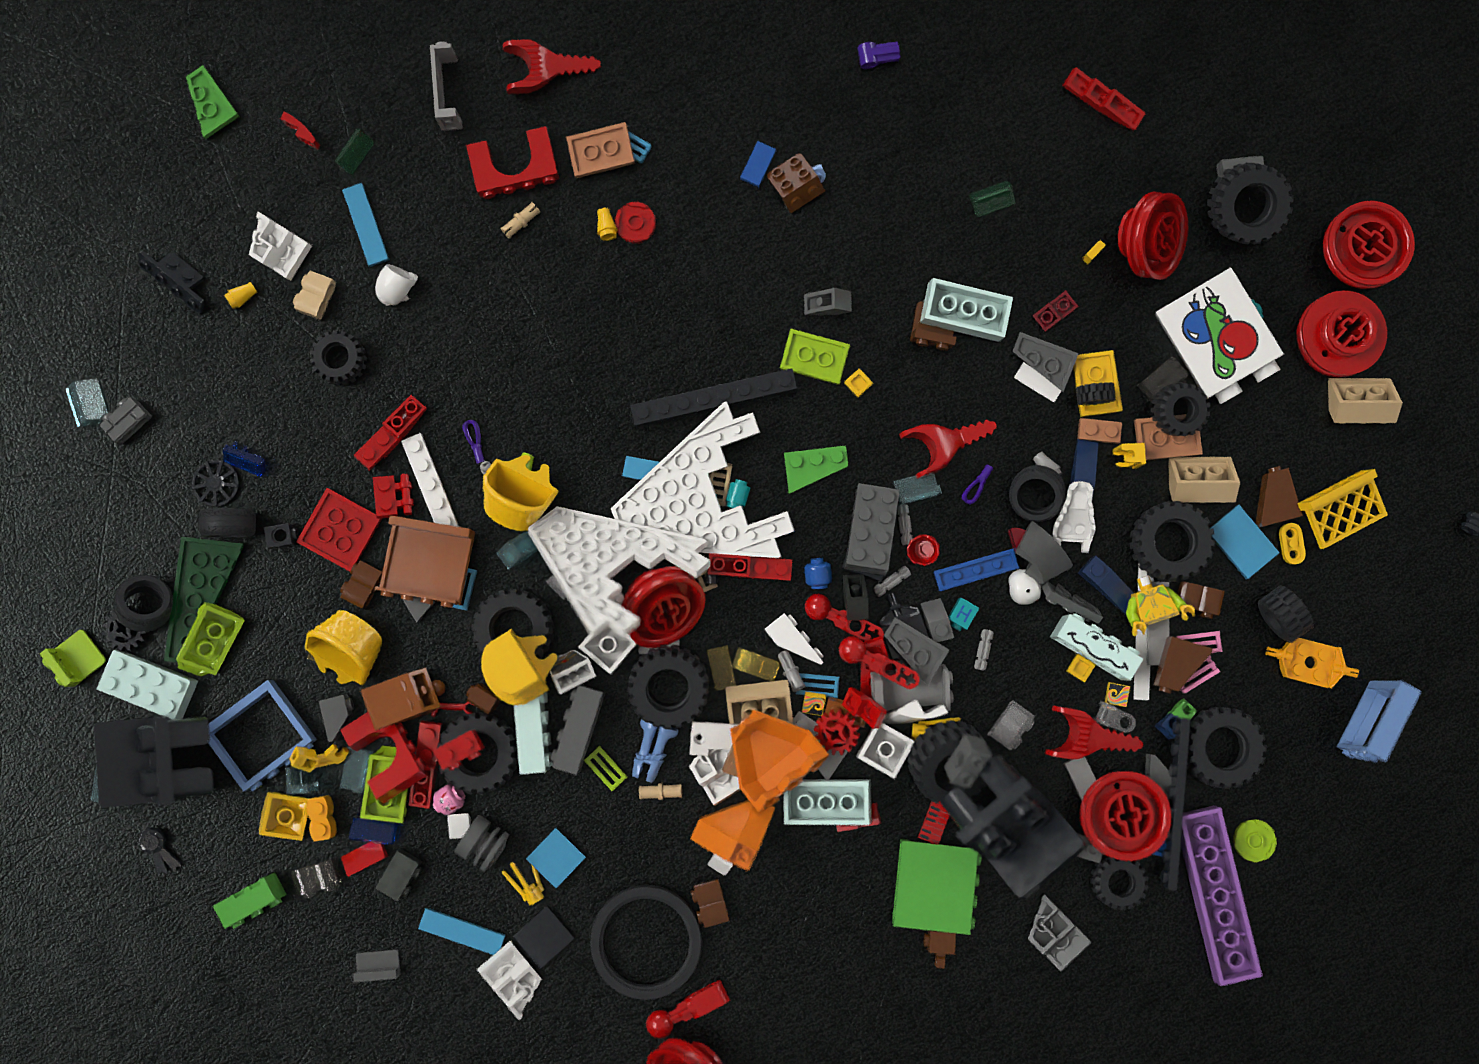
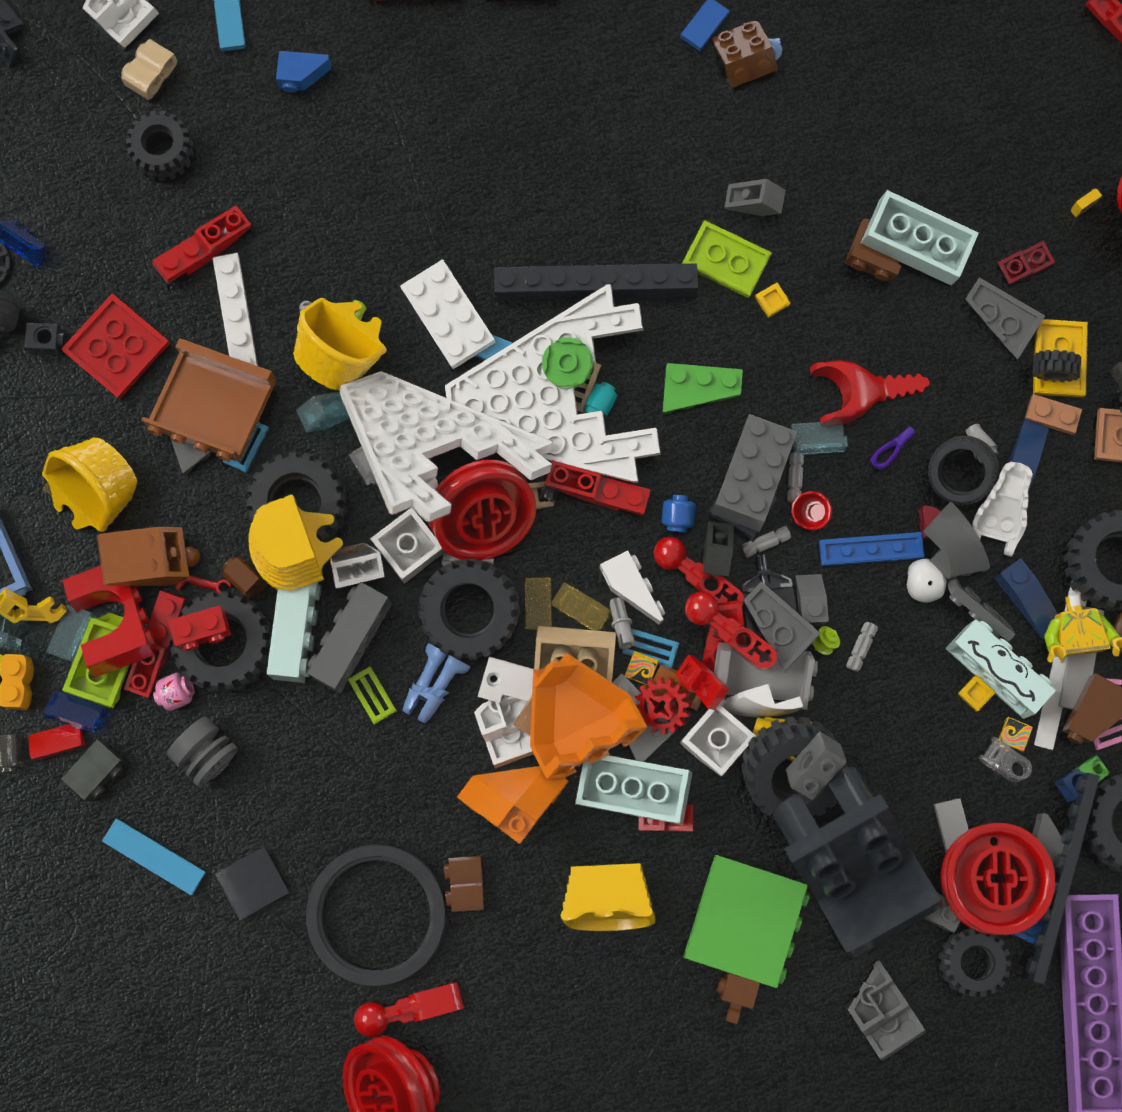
camera: 10 degrees right, 5 degrees down
(239, 295) = (61, 52): yellow cone -> none
(336, 715) = (62, 561): dark grey slope -> none
(361, 586) = (125, 418): reddish brown brick -> none
(377, 965) = (42, 875): dark grey panel -> none
(385, 496) = (179, 318): red plate -> none
(394, 285) = (244, 75): white piece -> none
(437, 270) = (300, 70): none -> blue slope
(458, 825) = (177, 723): white slope -> none
(475, 447) = (299, 283): dark purple piece -> none
(511, 978) = (201, 925): white slope -> none
(520, 220) = (410, 32): tan pin -> none
(530, 893) = (249, 826): yellow plant -> none
(555, 858) = (288, 790): dark azure tile -> none
(600, 448) = (447, 314): none -> white plate
(606, 226) = (510, 59): yellow cone -> none
(635, 222) = (545, 62): red tile -> none
(660, 791) = (432, 736): tan pin -> none
(705, 472) = (567, 363): none -> bright green tile
(720, 864) = (487, 839): white slope -> none
(824, 892) = (607, 898): none -> yellow piece
(934, 823) = (760, 842): red tile -> none
(956, 652) = (826, 641): none -> lime wheel
(962, 614) = (844, 598): teal brick -> none
(992, 198) = (976, 118): clear green slope -> none
(1011, 726) = (877, 744): clear brick -> none
(1037, 382) = (988, 342): white sticker -> none
(1088, 736) = (971, 776): red animal -> none
(1133, 455) = (1089, 447): yellow hinge -> none

